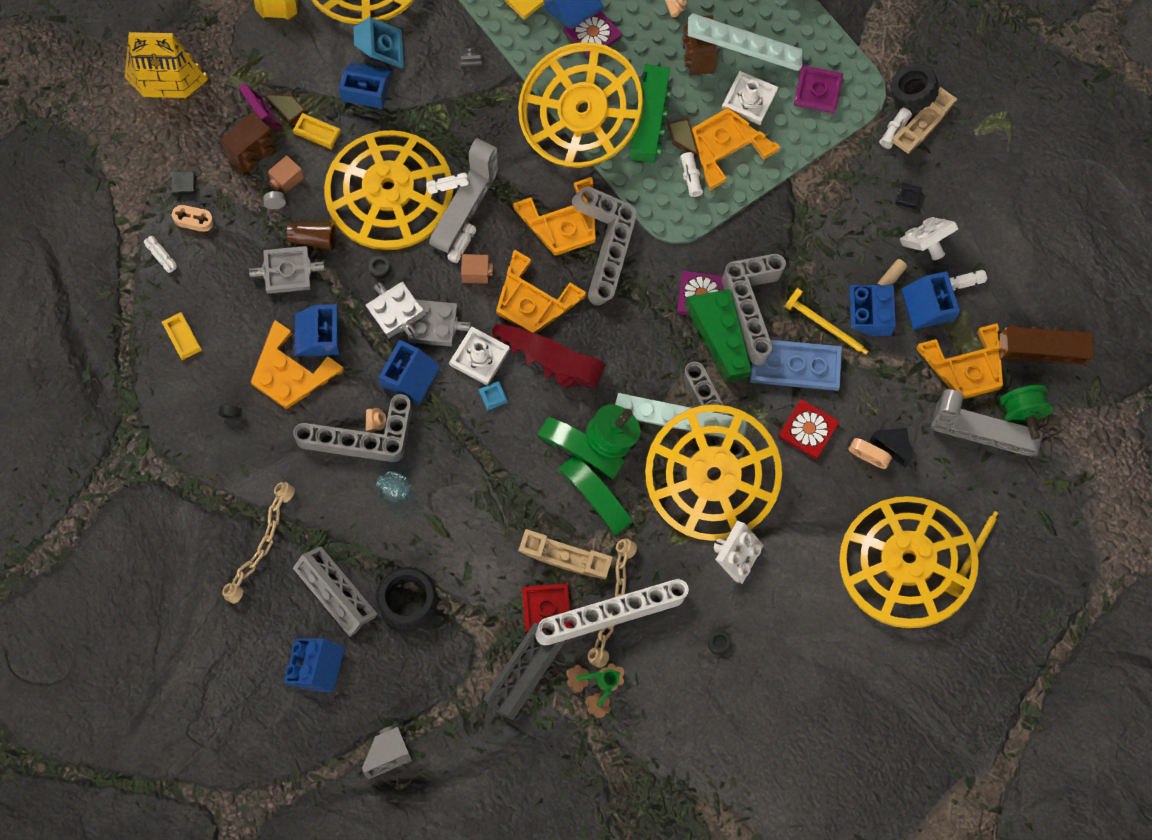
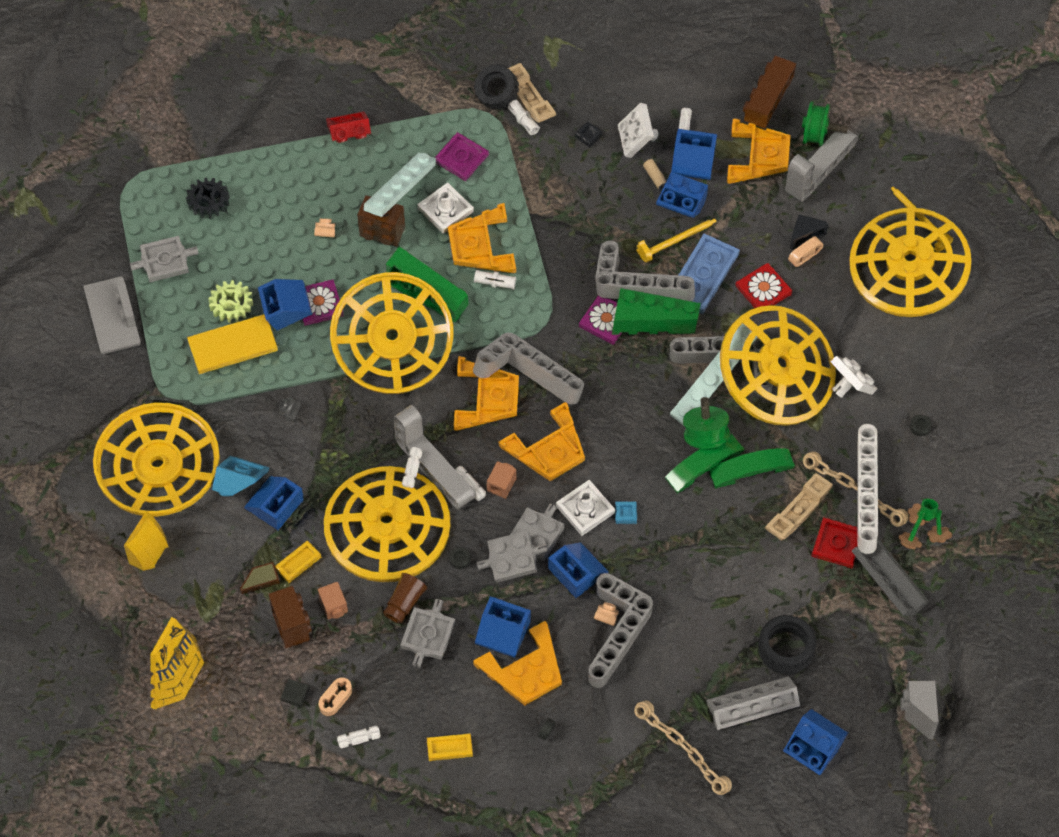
camera: 65 degrees left, 10 degrees down
(260, 107) = (255, 593): magenta tile -> none
(274, 200) = (353, 619): light grey tile -> none
(393, 487) = (679, 618): clear light blue head -> none
(567, 365) = (614, 449): dark red animal -> none
(682, 136) = (456, 272): olive tile -> none

